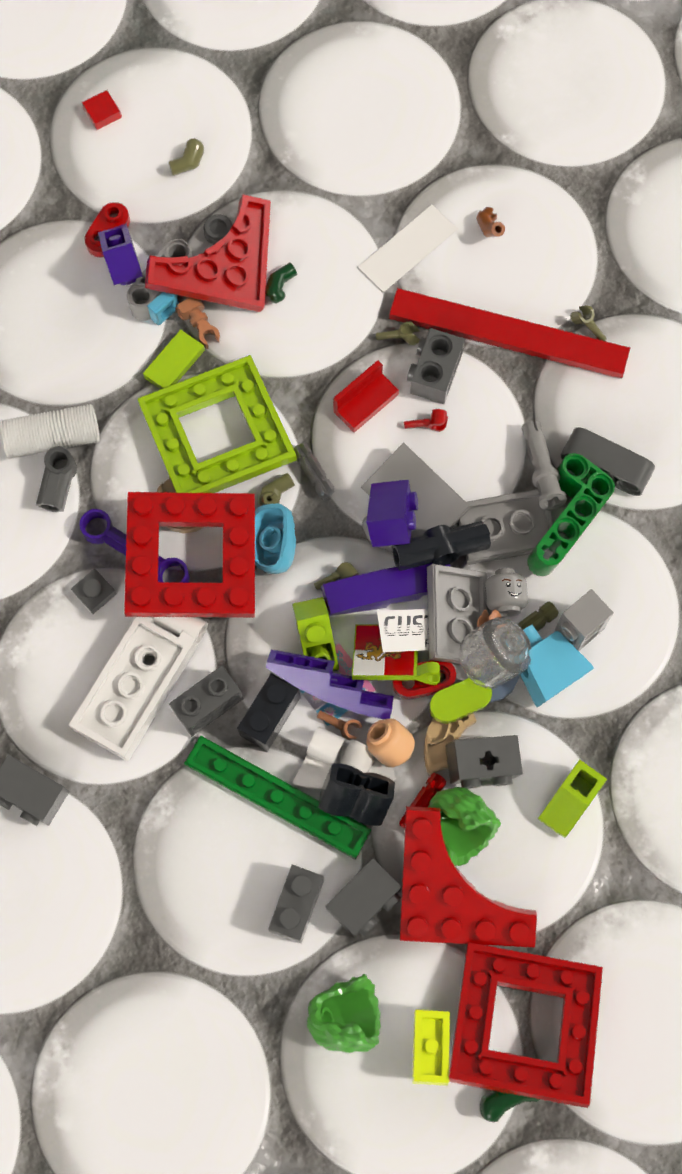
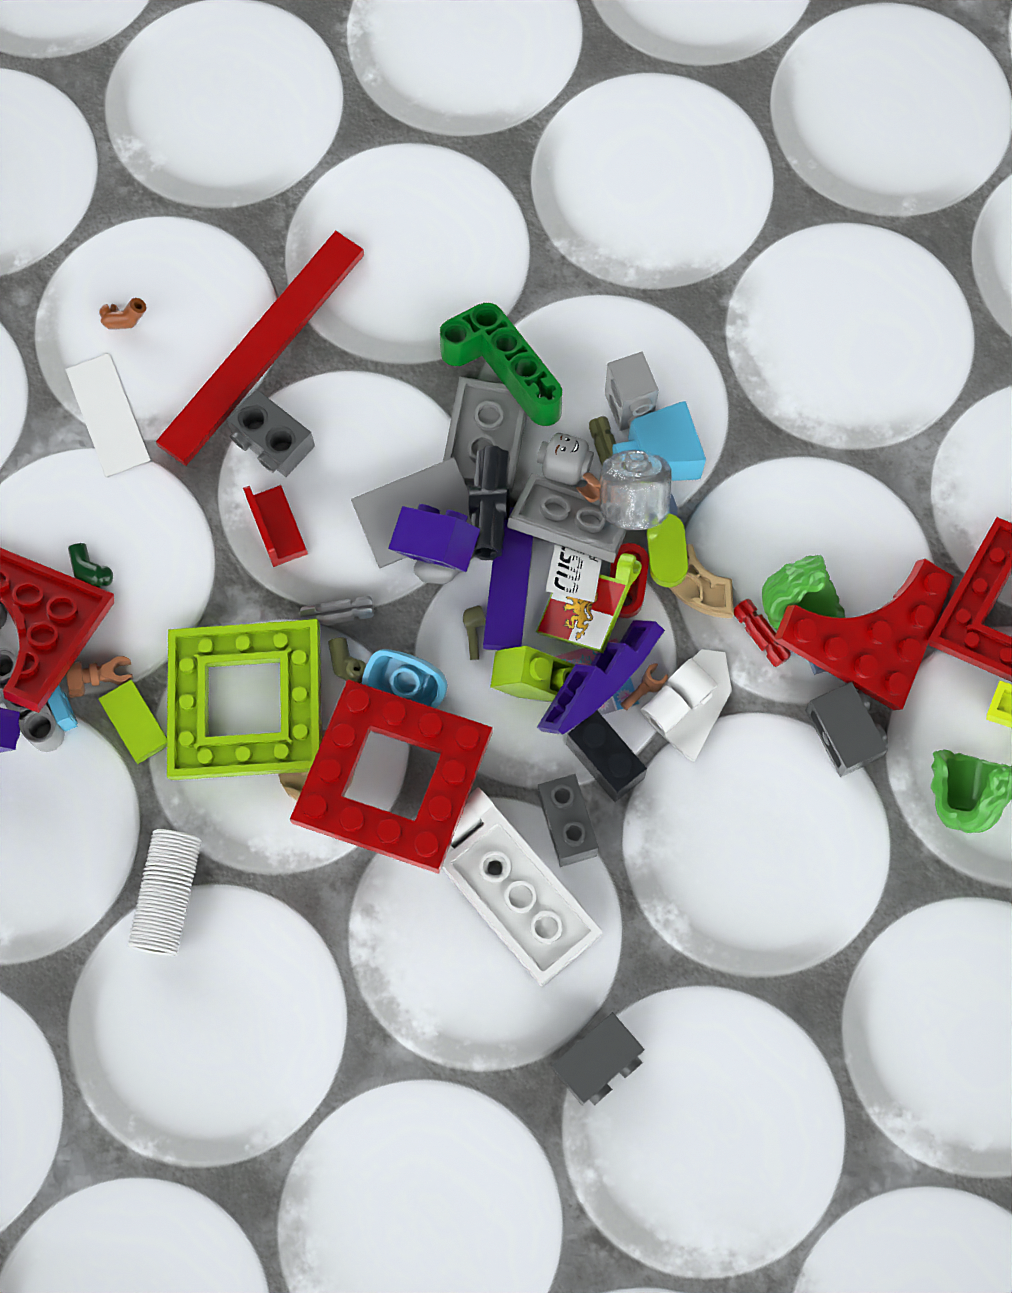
camera: 70 degrees left, 0 degrees up
(56, 482) = (232, 907): dark grey piece -> none
(93, 591) = (382, 908): dark grey plate -> none
(117, 540) = (339, 853): dark purple piece -> none
(276, 797) = (699, 785): green tile -> none
(296, 904) = (830, 801): dark grey brick -> none
(356, 794) = (734, 693): black brick -> none
(390, 742) = (688, 638): light nougat head -> none
(405, 332) = (212, 458): olive hand -> none
(437, 421) = (335, 460): red hand -> none
(500, 753) = (742, 550): dark grey brick -> none
(545, 476) = (449, 368): light grey pin -> none
(572, 798) = (813, 477): lime slope -> none
(587, 319) = (280, 259): olive hand -> none
(625, 467) = (468, 288): dark grey beam -> none

